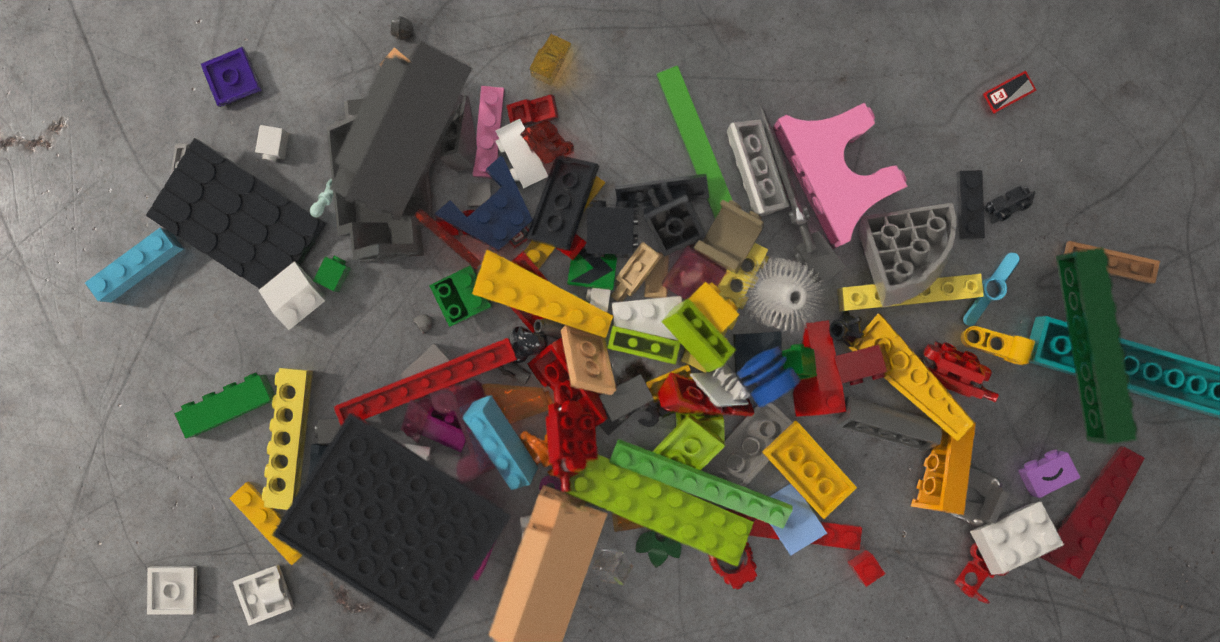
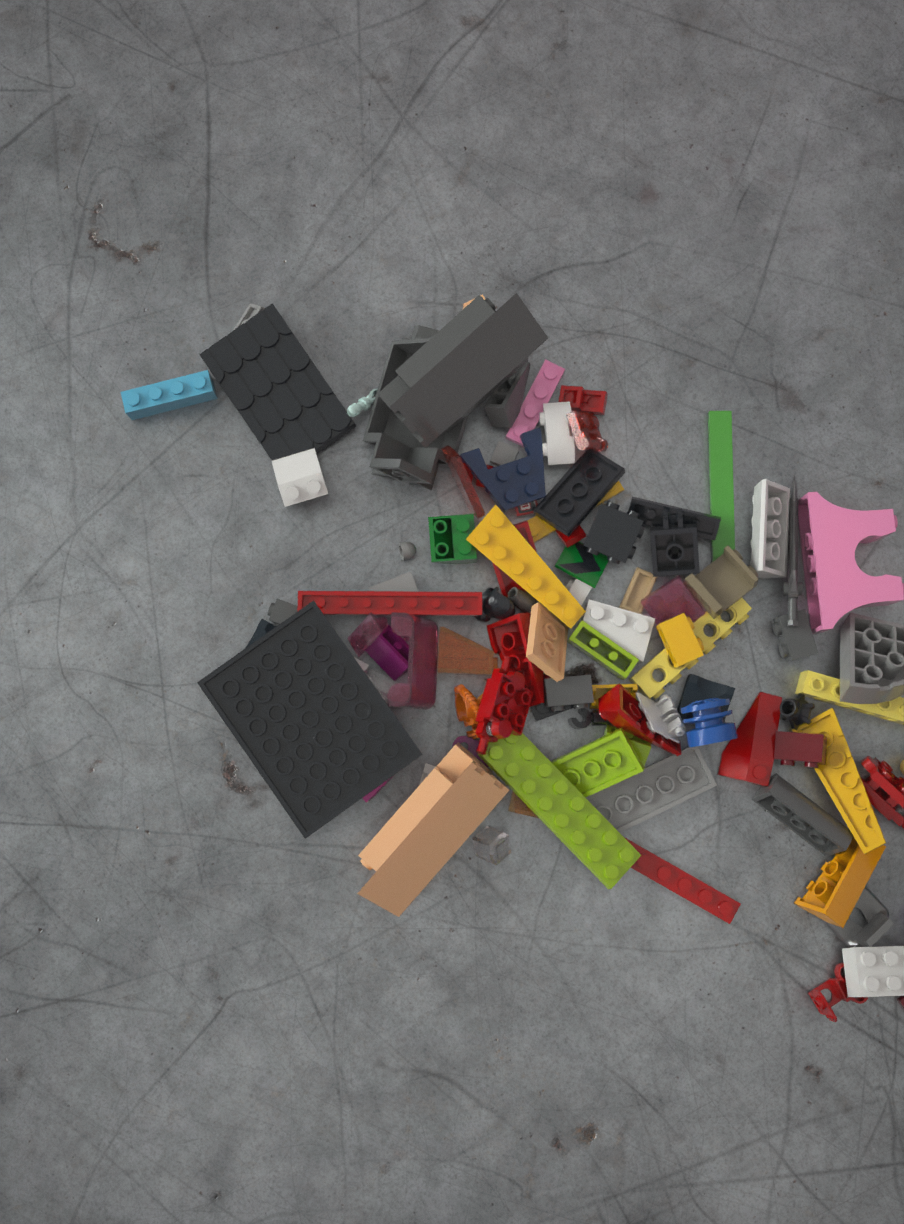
camera: 20 degrees right, 5 degrees down
(172, 590) = (78, 701): white plate -> none
(224, 406) = (197, 552): green brick -> none
(230, 77) = (324, 264): dark purple plate -> none
(263, 594) = (159, 739): white plate -> none
(264, 519) = (190, 673): yellow plate -> none
(272, 143) = (336, 336): white brick -> none
(294, 451) = (253, 598): light yellow brick -> none
(332, 273) = (343, 472): green brick -> none
(401, 28) = (494, 280): dark grey plate -> none
(500, 442) = (436, 686): medium azure brick -> none
(516, 372) = (473, 628): dark grey pin -> none
(549, 59) = (616, 360): clear yellow arch -> none
(635, 271) = (620, 580): tan hinge -> none
(657, 547) = (541, 845): dark green plate -> none
(698, 335) = (658, 659): lime brick -> none
(700, 483) = (606, 799): bright green plate -> none
(739, 575) = (605, 902): red piece -> none
(781, 293) = (745, 652): white piece -> none
(801, 360) = (745, 723): green brick -> none
(802, 525) = (678, 867): light blue window -> none
(809, 469) = (712, 828): yellow plate -> none
(866, 568) = (730, 943): red brick -> none

